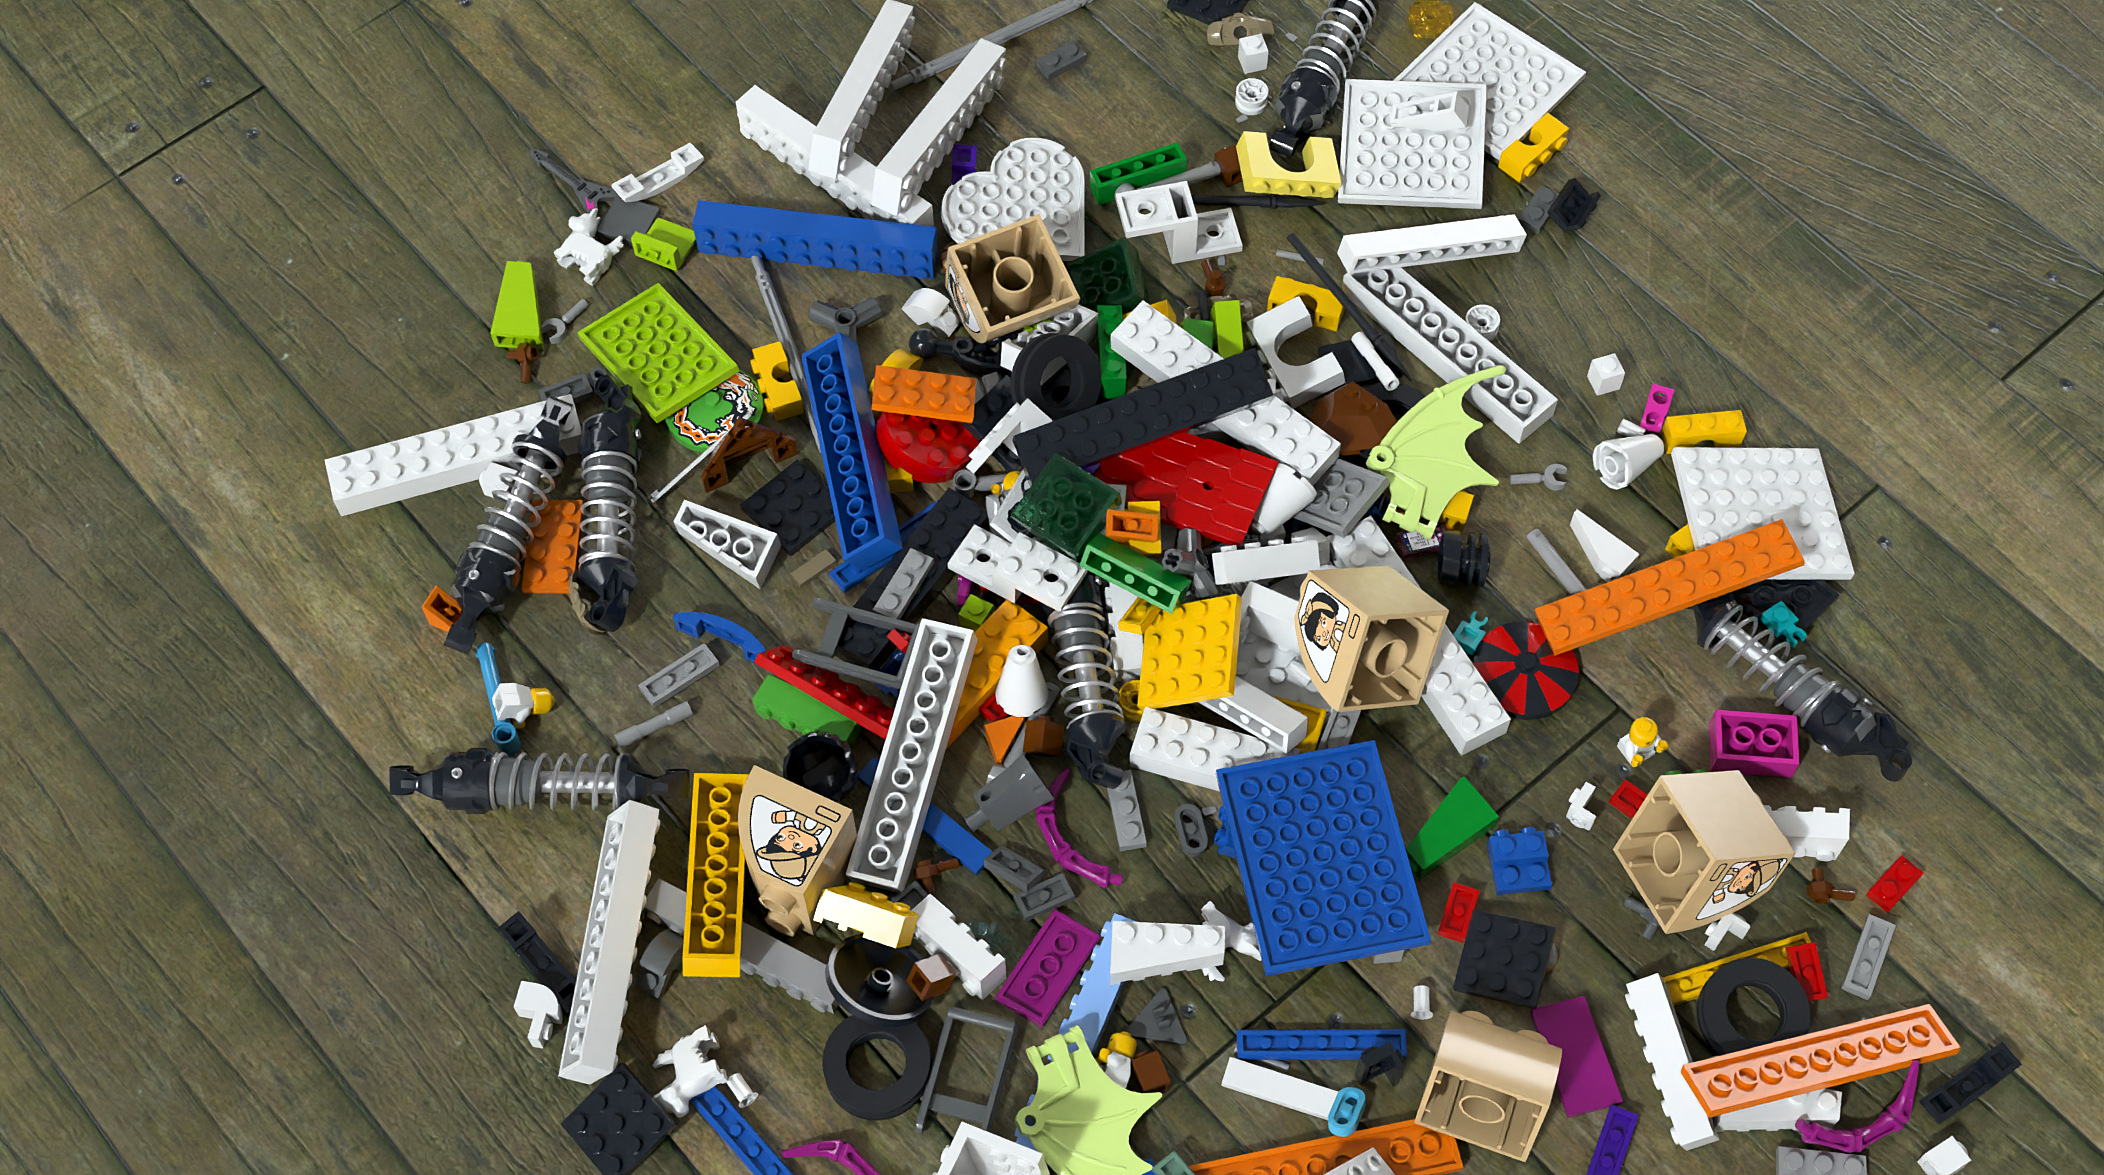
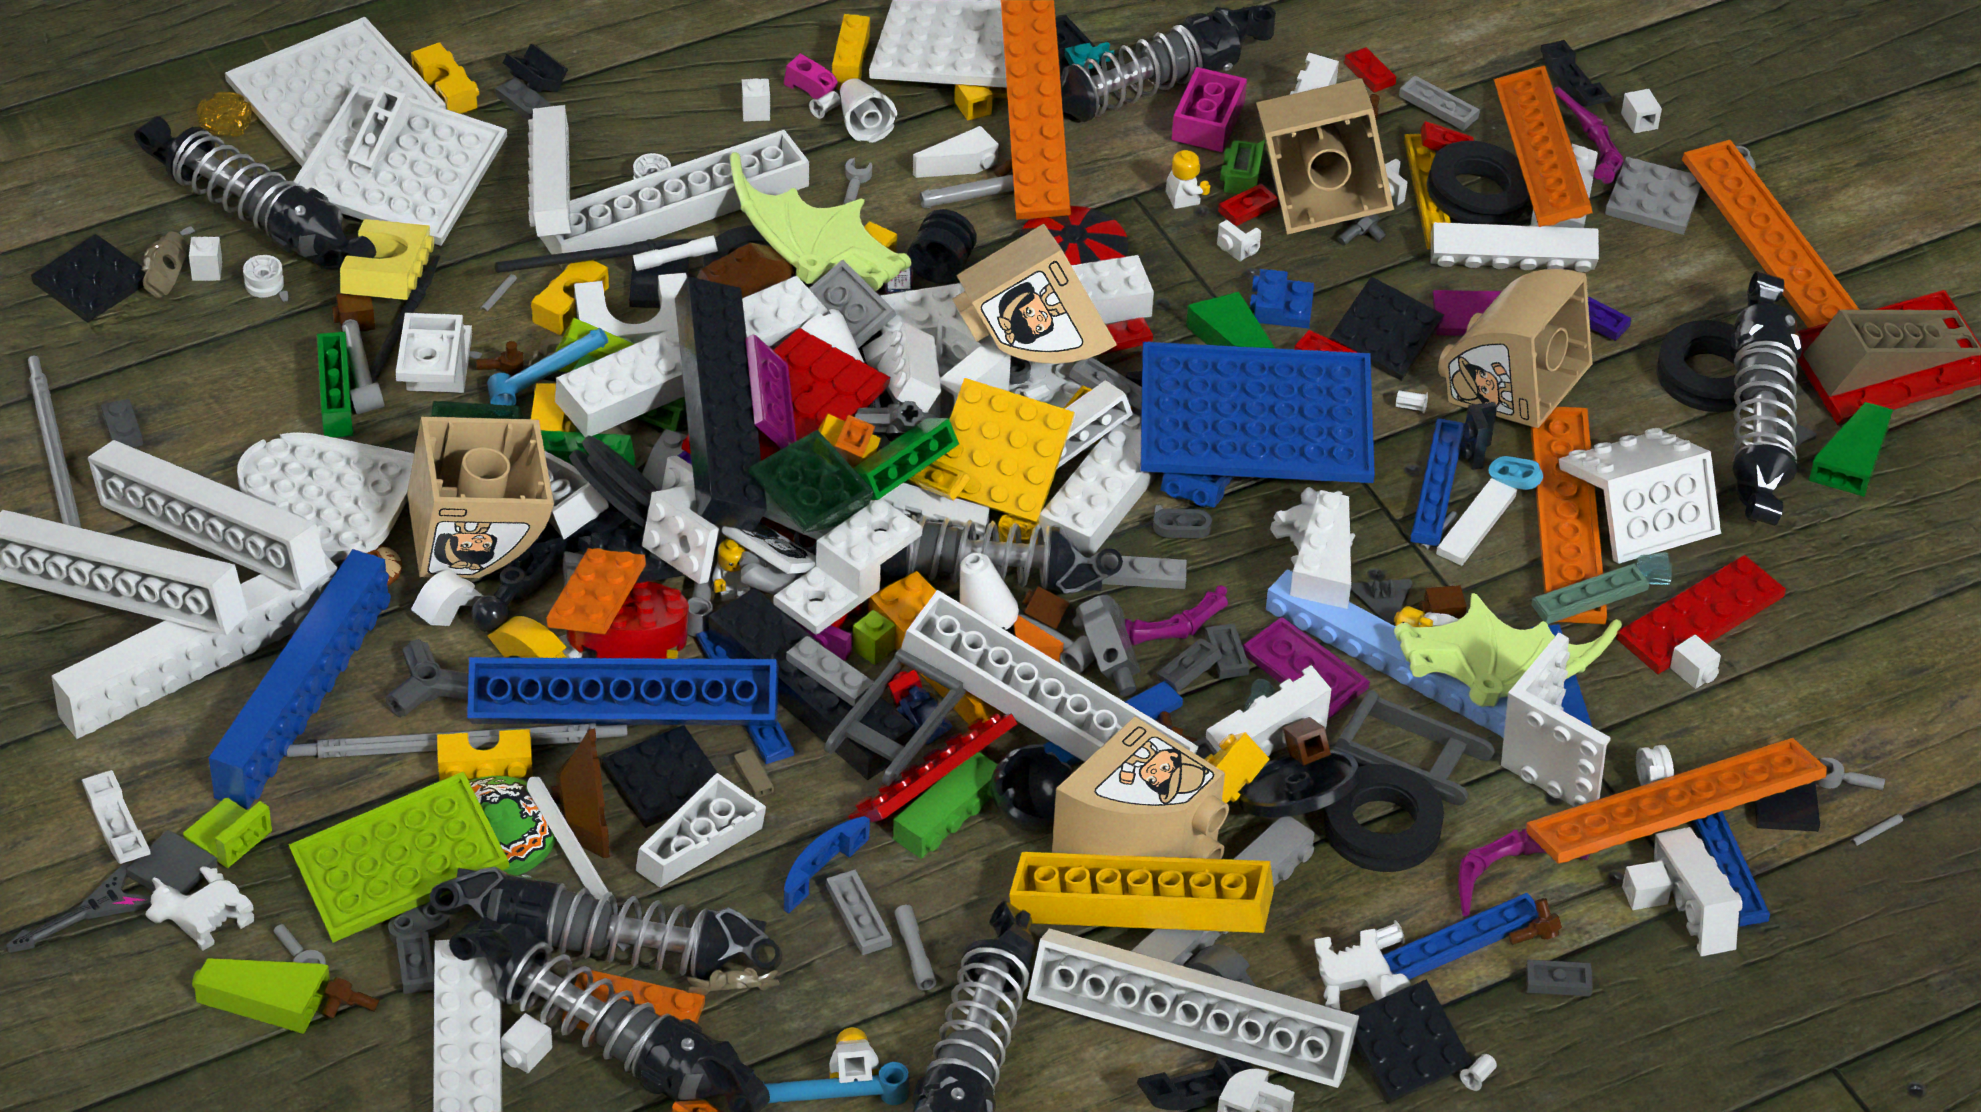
camera: 80 degrees left, 15 degrees down
(1171, 454) = (770, 392): none -> magenta tile
(1181, 288) = (504, 387): none -> dark azure piece
(1421, 734) = (1129, 334): none -> red plate

